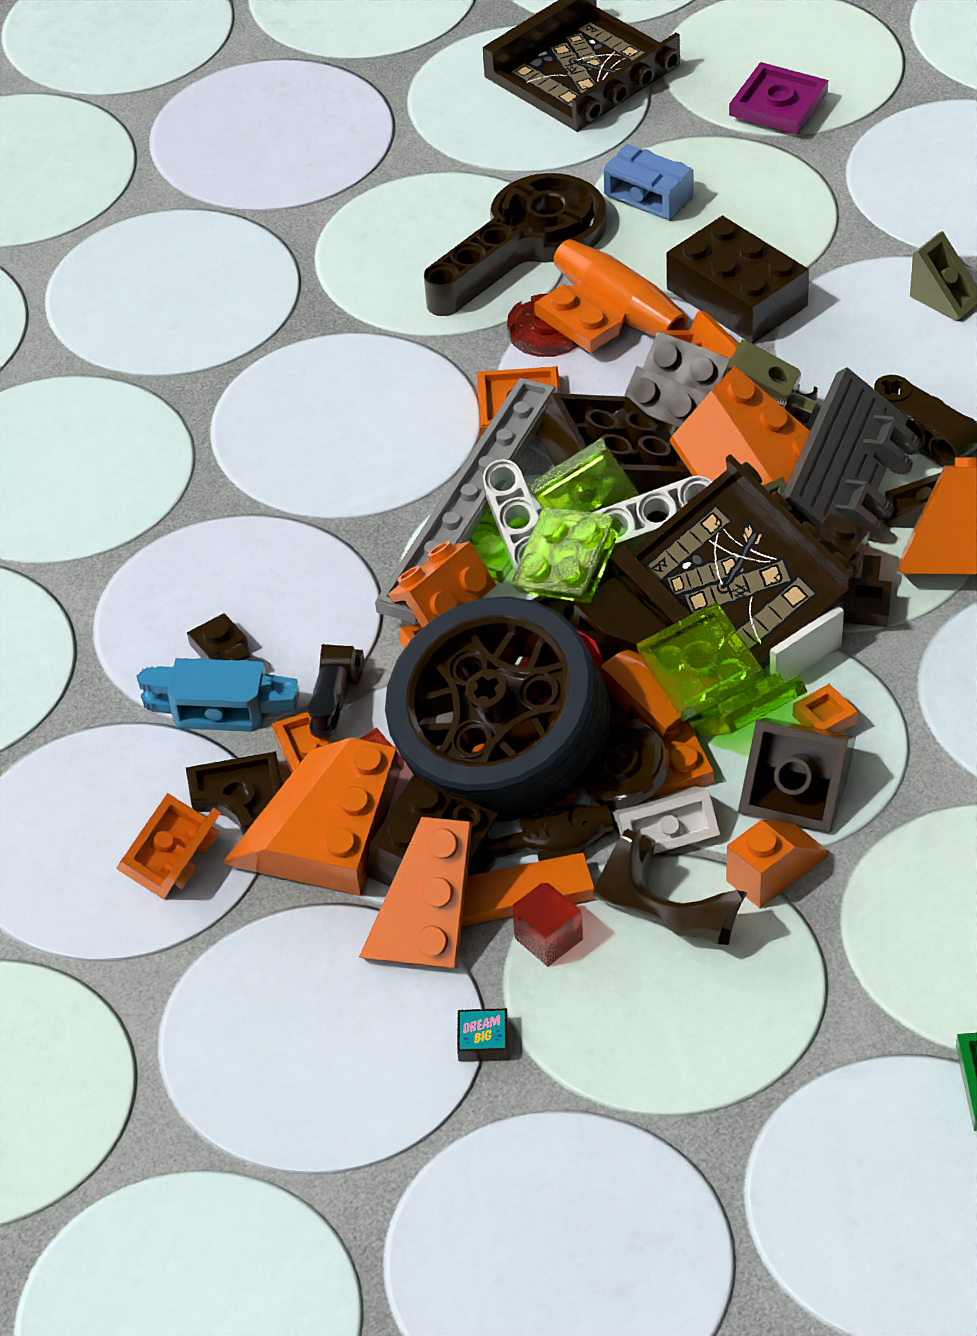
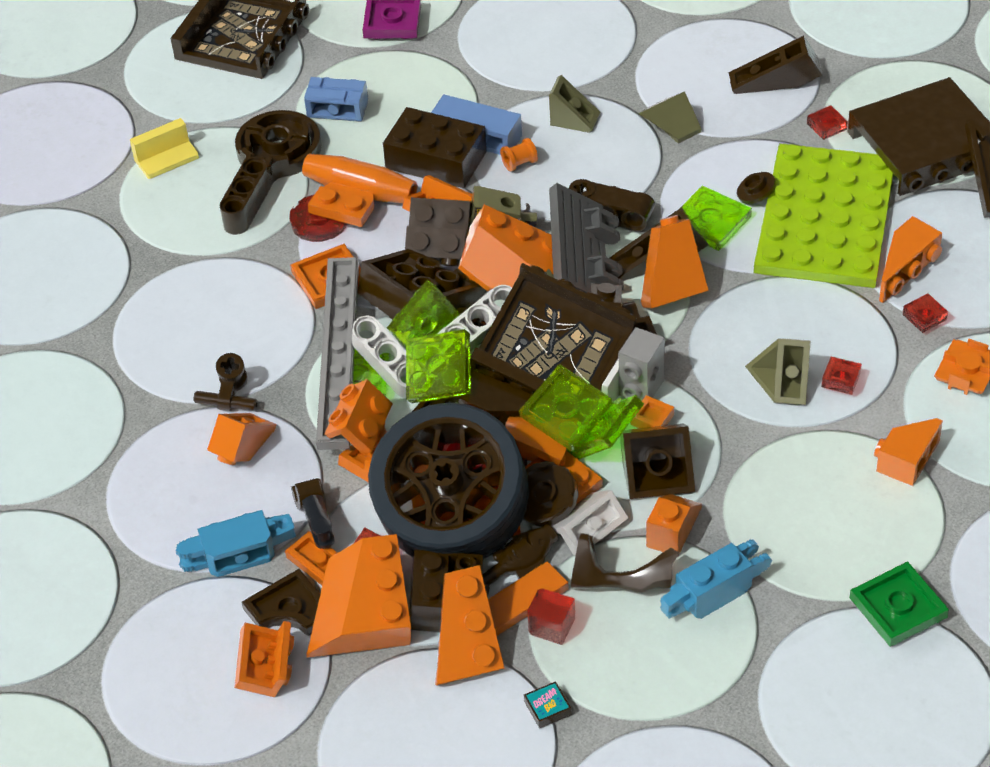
camera: 25 degrees left, 0 degrees up
(219, 640) = (214, 507): dark brown plate -> none
(294, 563) = (239, 436): none -> orange slope
(320, 495) = (232, 378): none -> dark brown piece
(405, 182) = (163, 149): none -> light yellow panel
(782, 955) = (715, 580): none -> dark azure hinge
(834, 277) = (501, 126): none -> medium blue brick
(838, 642) = (641, 364): none -> light grey brick
(842, 321) = (519, 154): none -> orange bush

